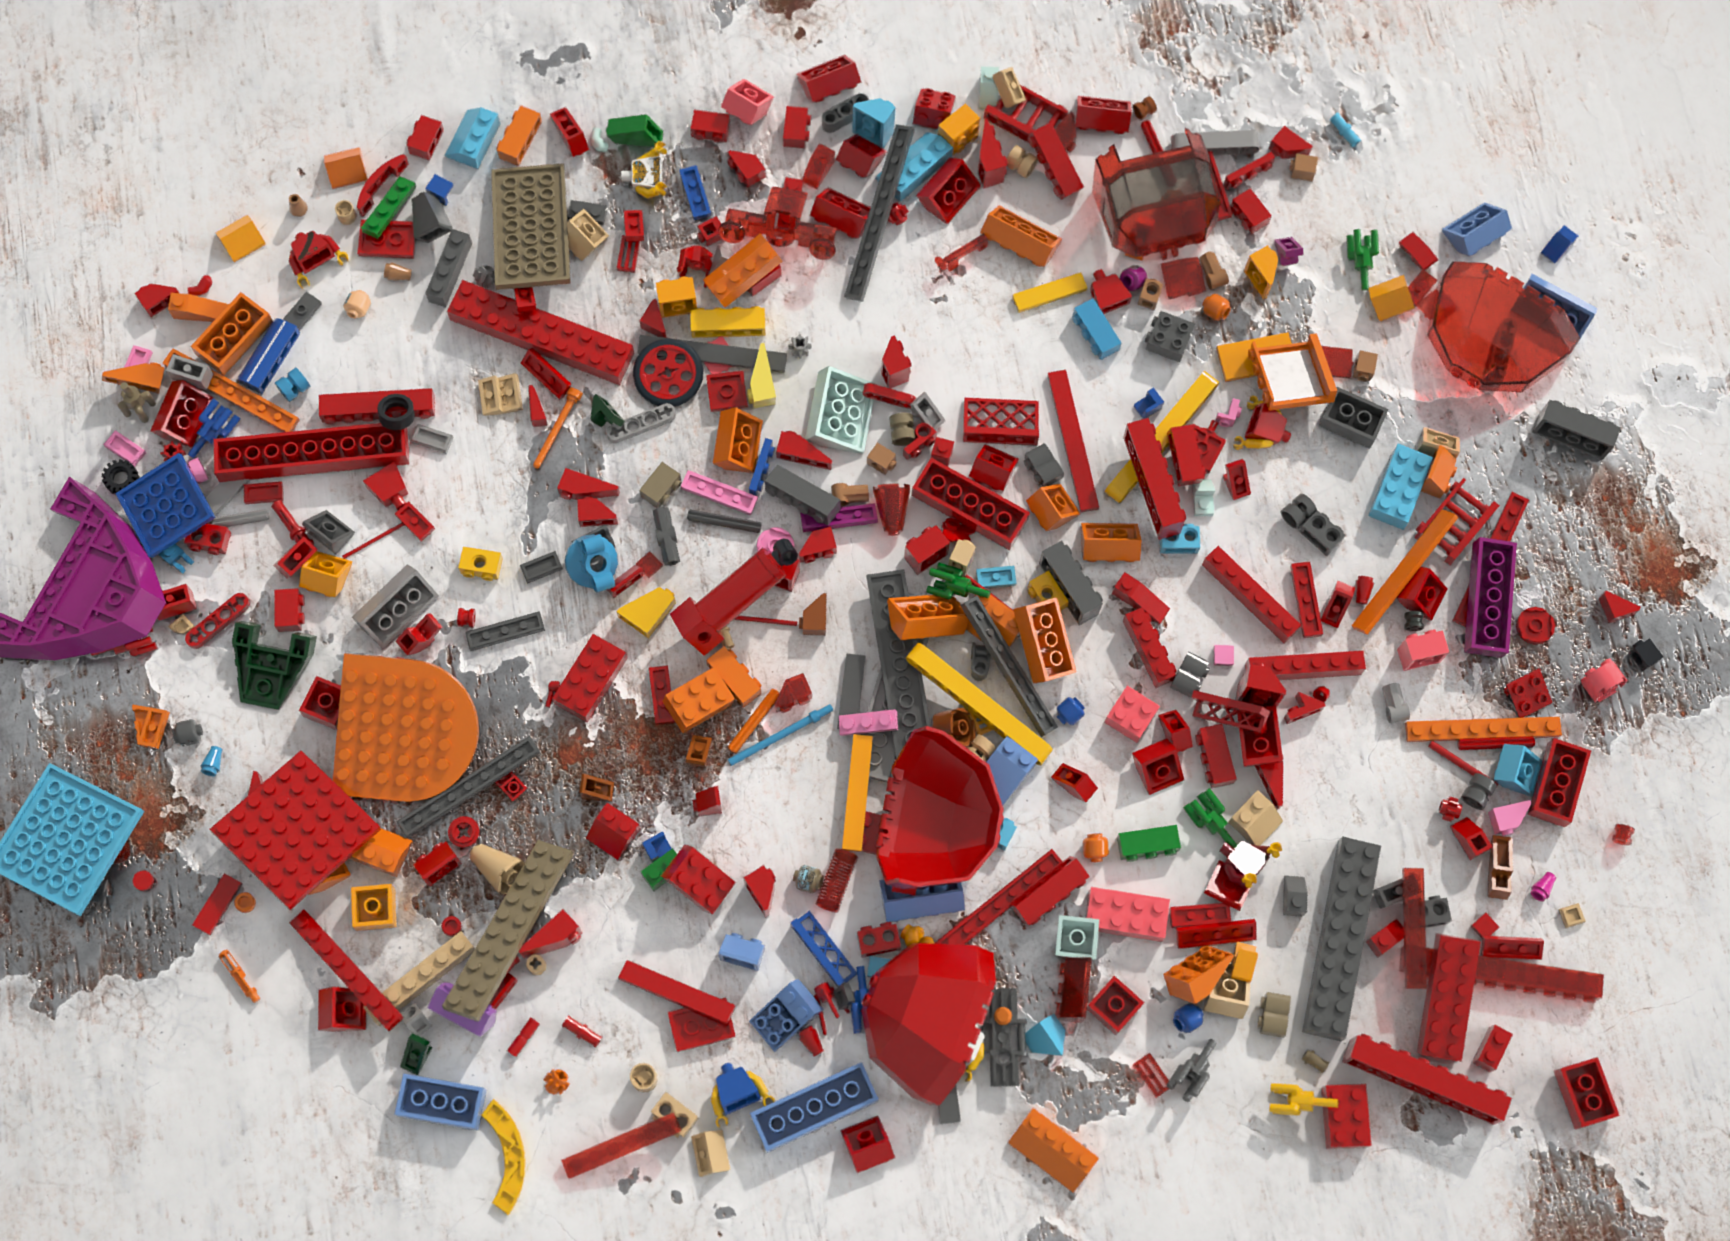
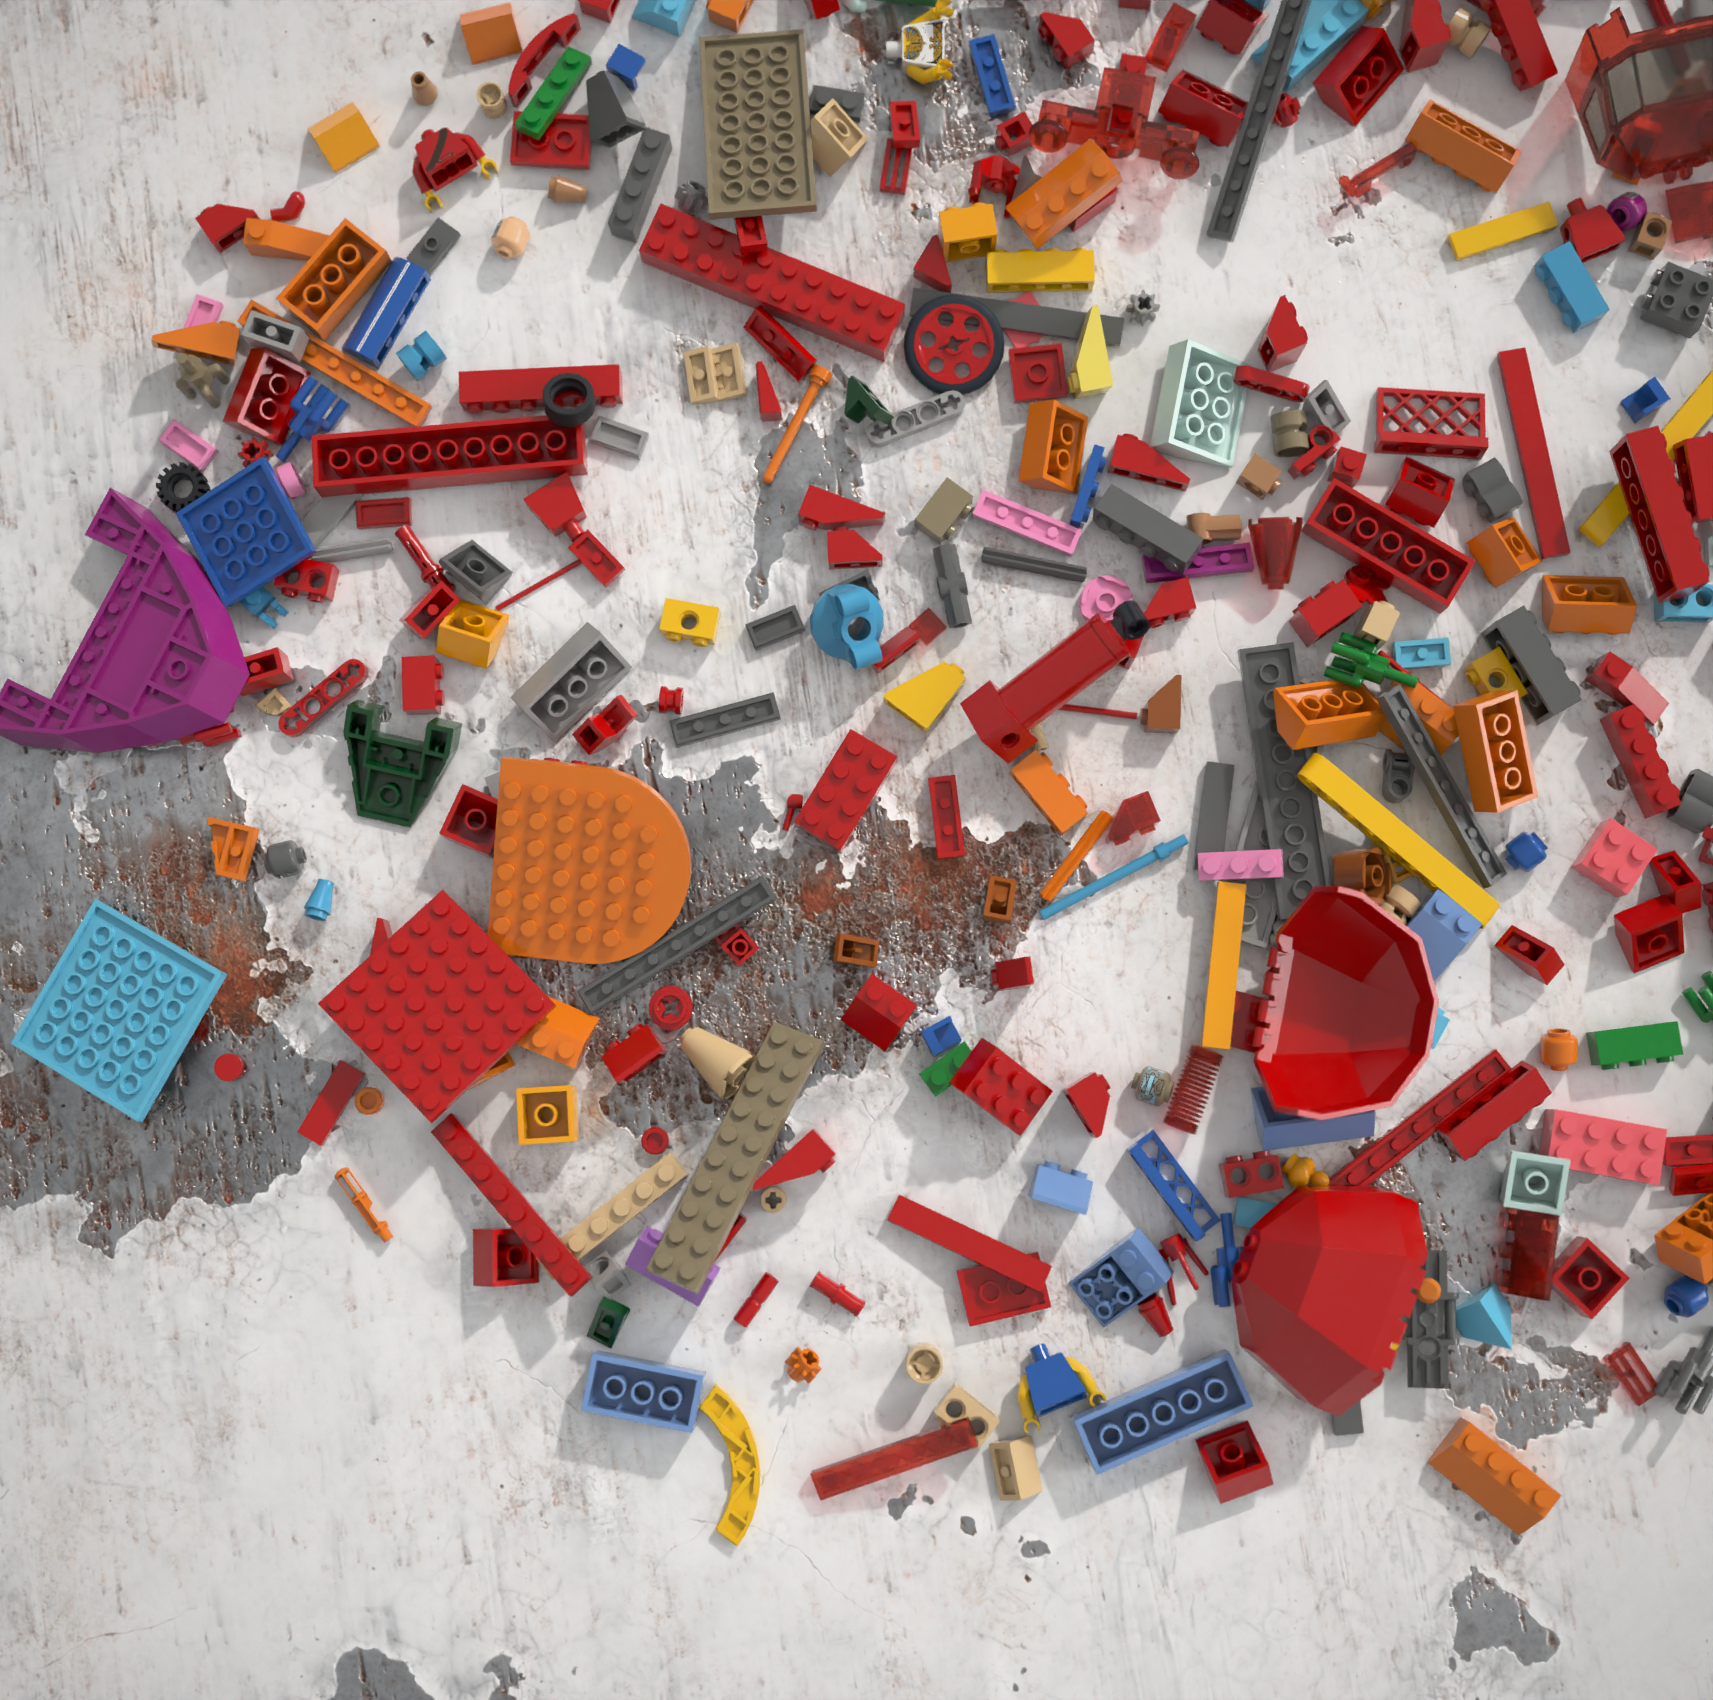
camera: 10 degrees right, 10 degrees up
(698, 700) = (999, 827): orange brick -> none
(844, 996) = (1203, 1254): dark grey plate -> none

